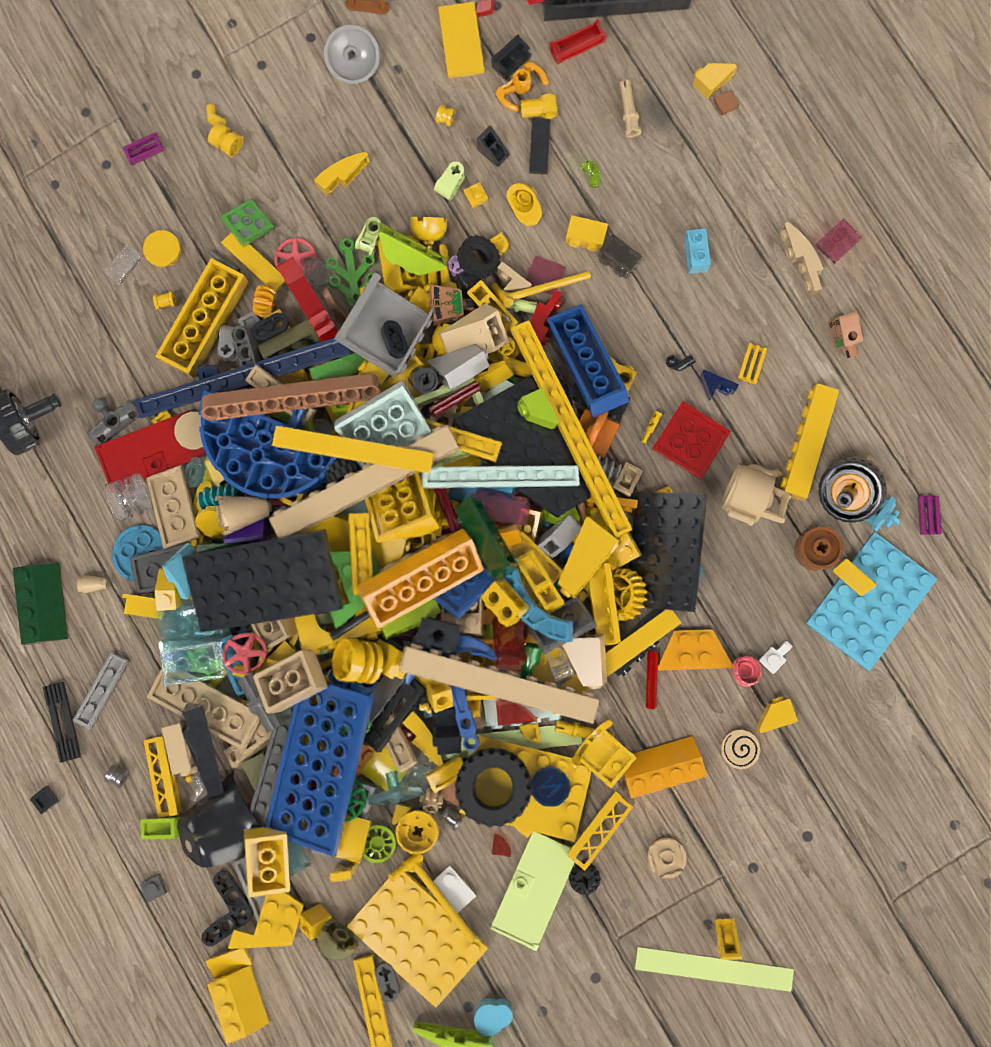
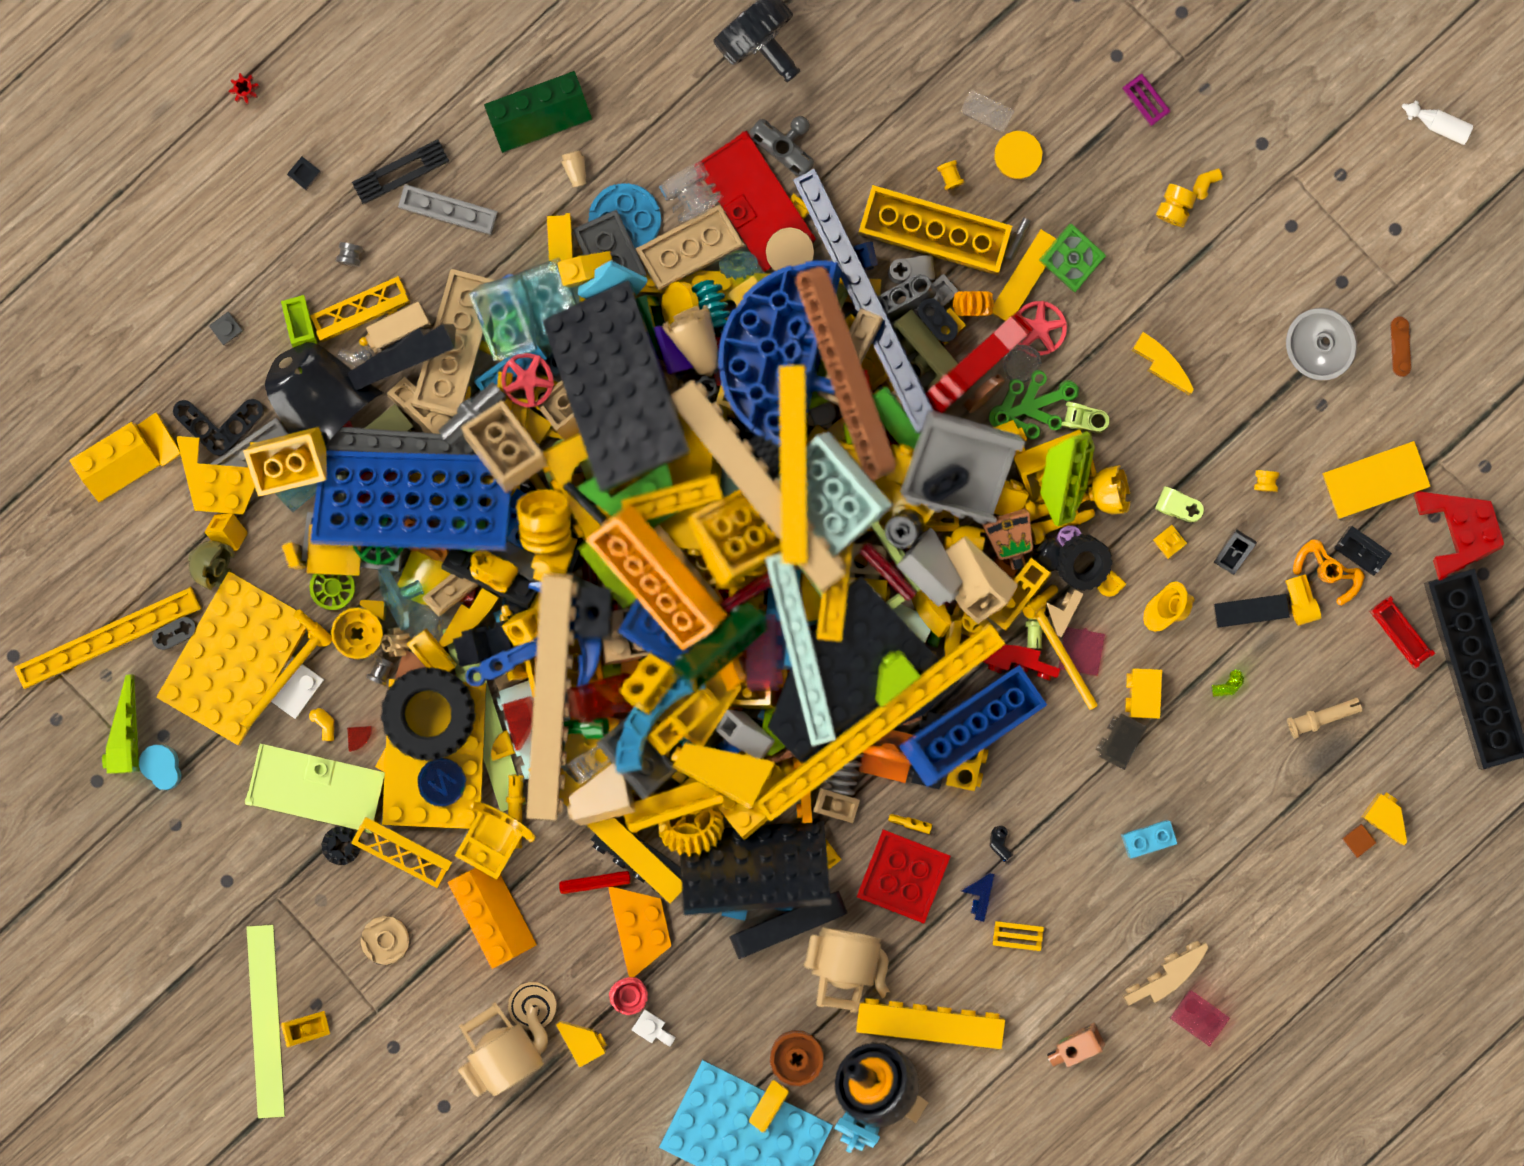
camera: 75 degrees right, 5 degrees up
(390, 709) = (493, 570): none -> yellow piece
(482, 871) = (324, 720): none -> yellow arm
(715, 541) = (786, 926): none -> black beam
(778, 780) = (503, 1053): none -> tan piece

